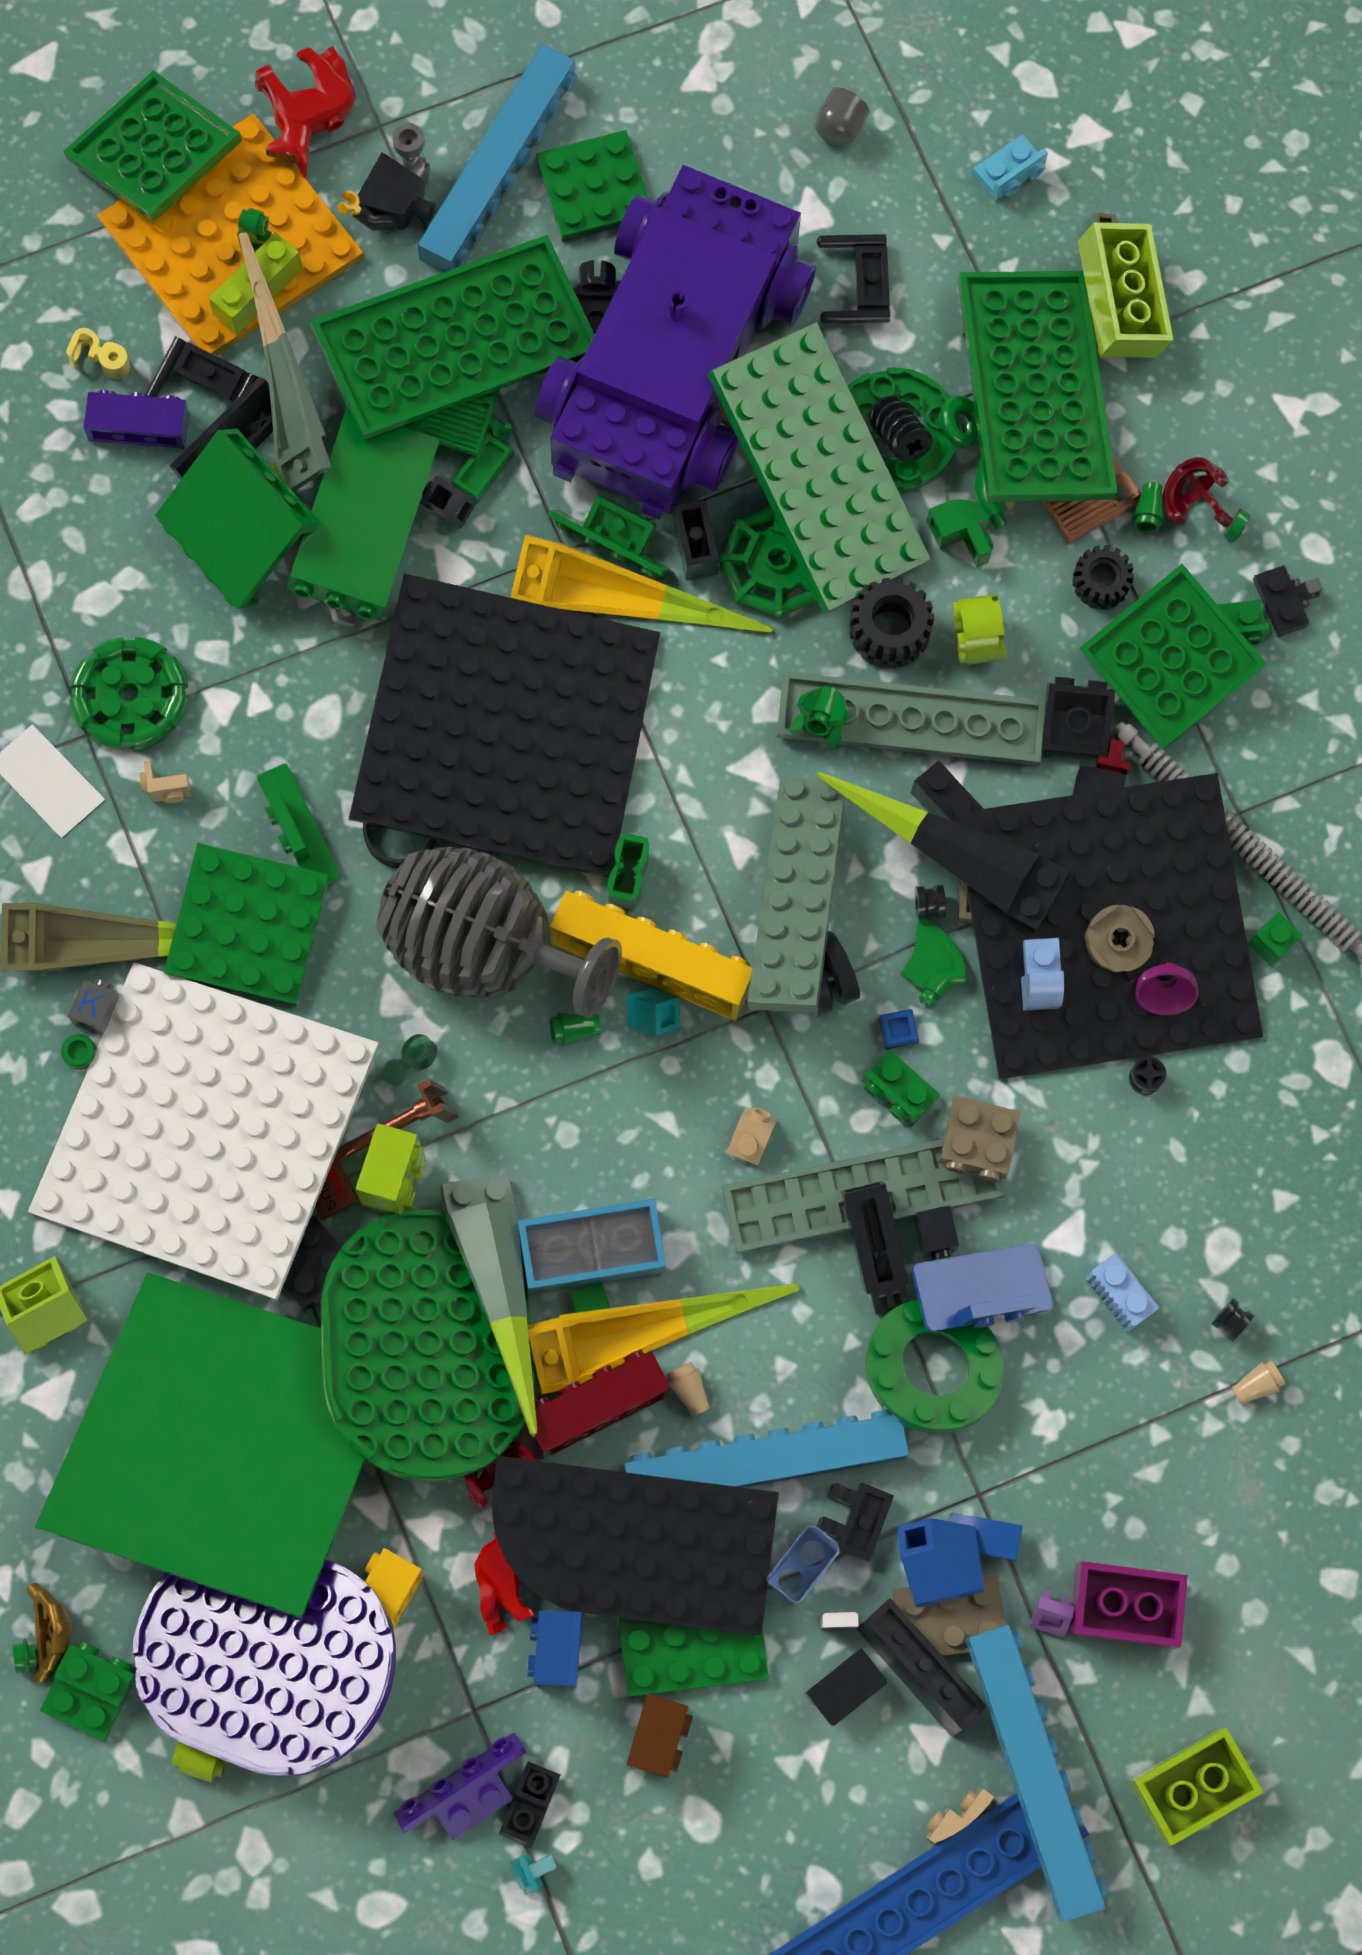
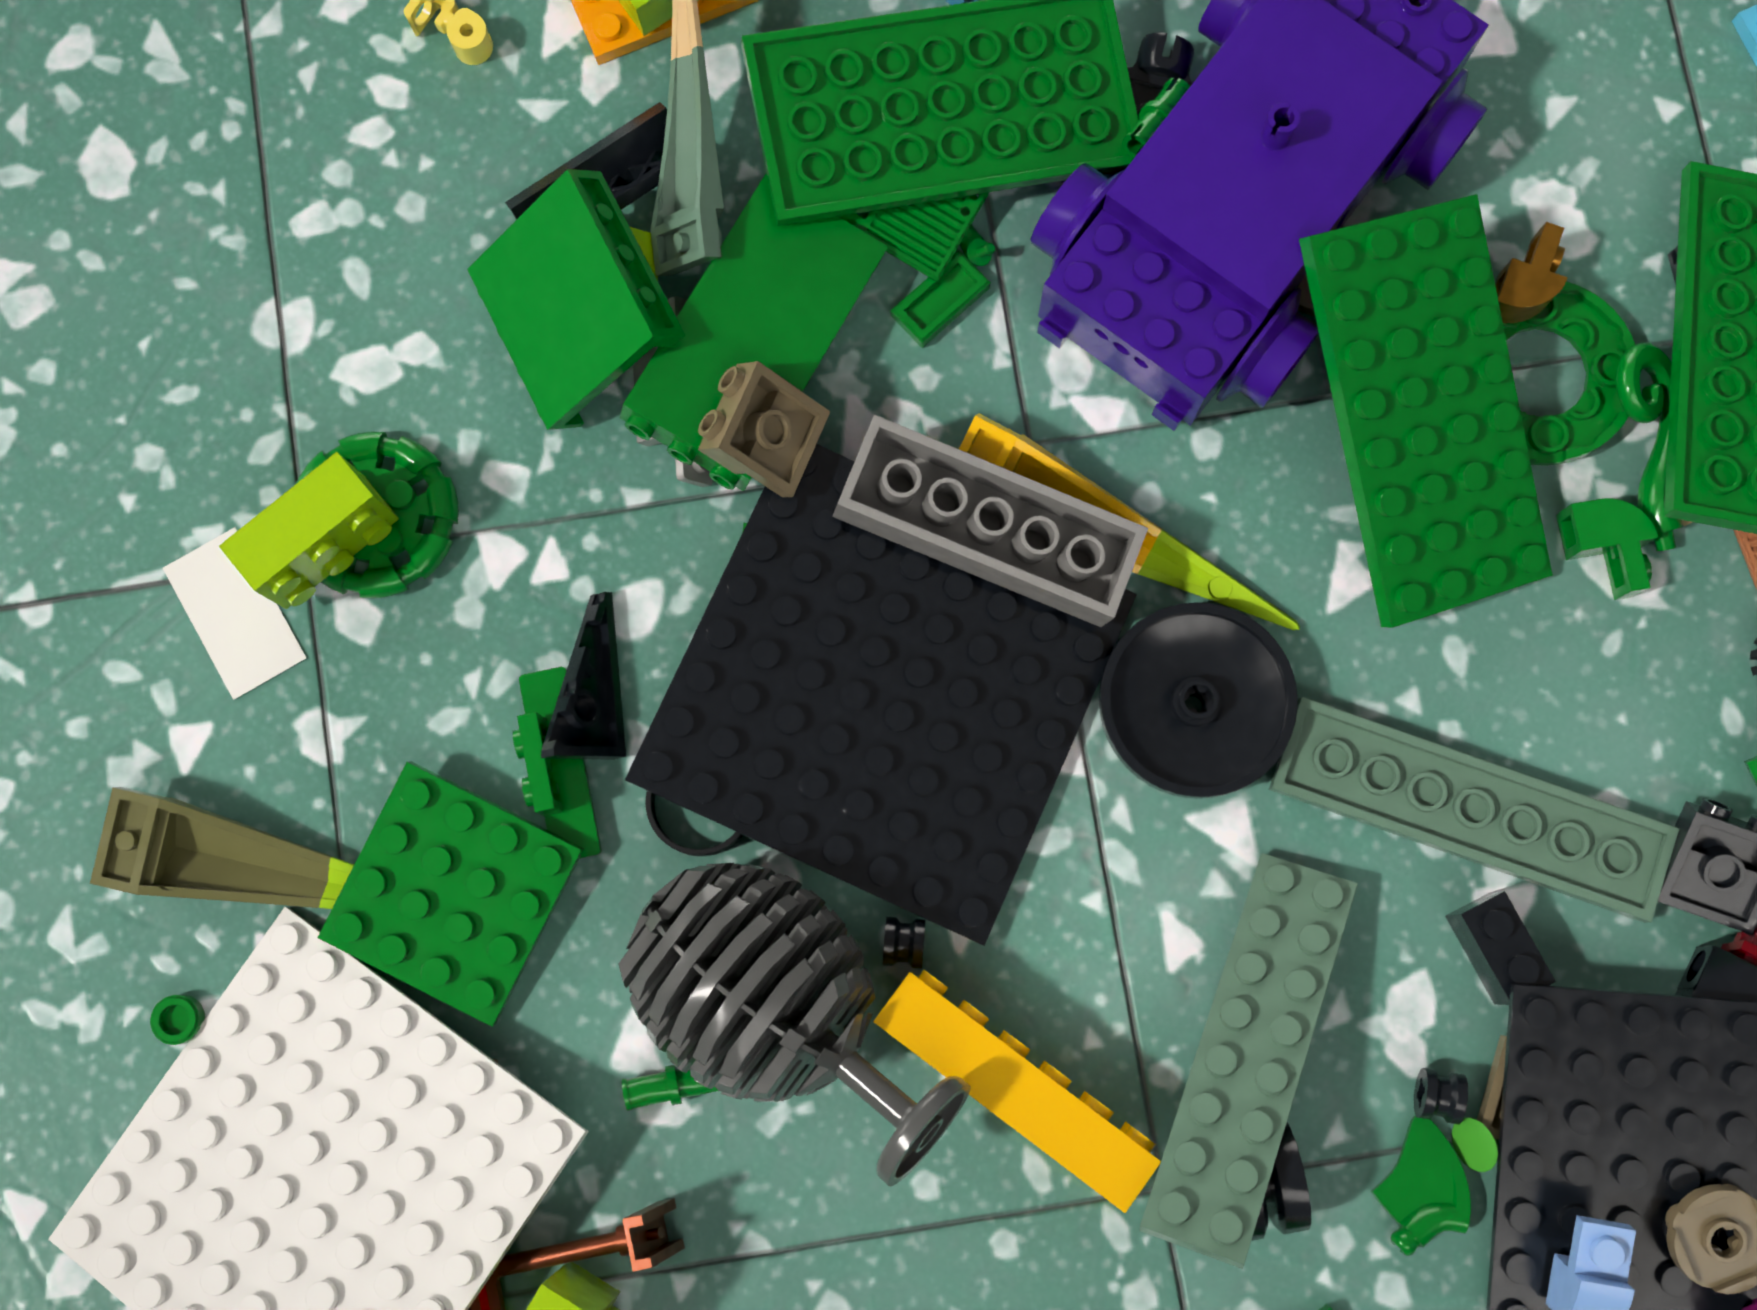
camera: 25 degrees right, 5 degrees up
(94, 1006) = (210, 962): dark grey brick -> none
(97, 706) = (309, 533): none -> lime brick
(136, 419) = (478, 125): dark purple brick -> none
(167, 789) = (392, 668): tan bracket -> none
(201, 369) = (585, 73): black plate -> none
(309, 781) = (589, 705): none -> black wing
(386, 570) = (762, 427): none -> dark tan plate
(416, 1052) = (610, 1158): clear green plate -> none
(426, 1013) = (661, 1088): none -> green pin
(458, 507) = (891, 350): black brick -> none
(550, 600) = (990, 522): none -> light grey brick
(556, 885) = (904, 942): none -> black wheel
(570, 1028) = (861, 1159): green cone -> none
(596, 315) = (1153, 115): none -> green pin
(617, 530) = (1108, 433): green bracket -> none
(629, 868) = (1003, 962): green brick -> none
(654, 1011) = (998, 1164): teal panel -> none
(695, 540) = (1219, 473): black brick -> none
(719, 660) = (1233, 671): none -> black dish
(760, 569) = (1302, 534): green plate -> none
(821, 714) = (1347, 782): green brick -> none
(870, 275) = (1554, 142): black plate -> none
(871, 375) = (1531, 284): none -> pearl gold brick
(895, 598) = (1508, 638): black tyre -> none
(898, 1029) = (1350, 1275): blue tile -> none
(900, 429) = (1554, 375): black piece -> none
(958, 926) = (1475, 1145): none -> bright green sticker
(980, 628) = (1607, 702): lime brick -> none
(1002, 873) = (1569, 1100): black plate -> none

